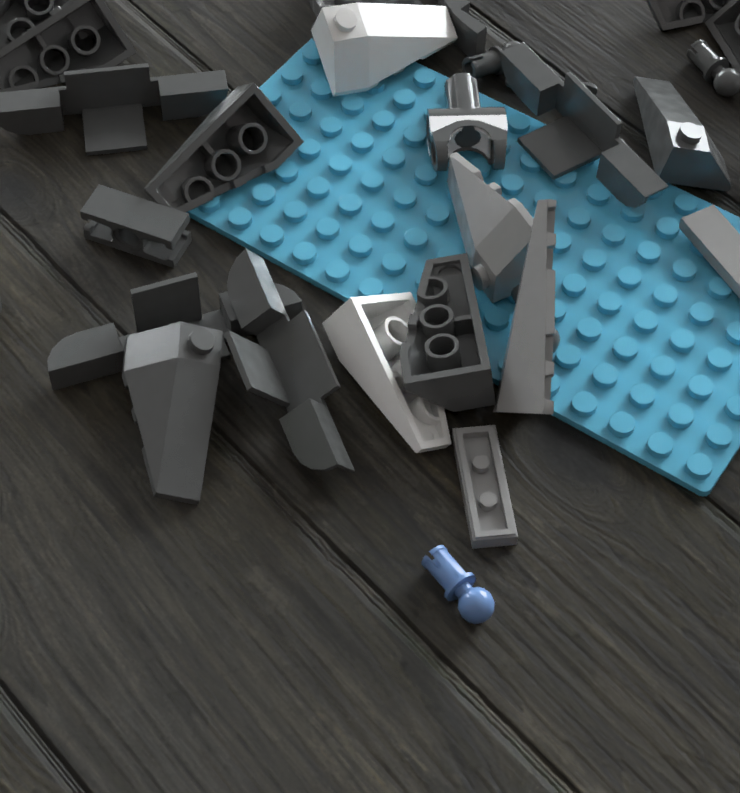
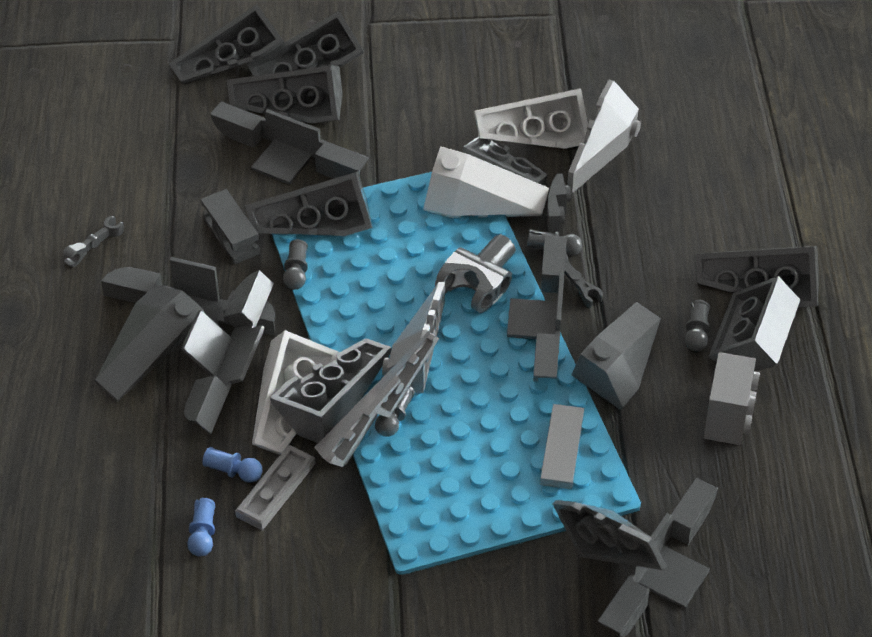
camera: 40 degrees right, 5 degrees down
(263, 225) = (296, 265): none -> dark grey pin
(439, 484) = (247, 469): none -> medium blue pin

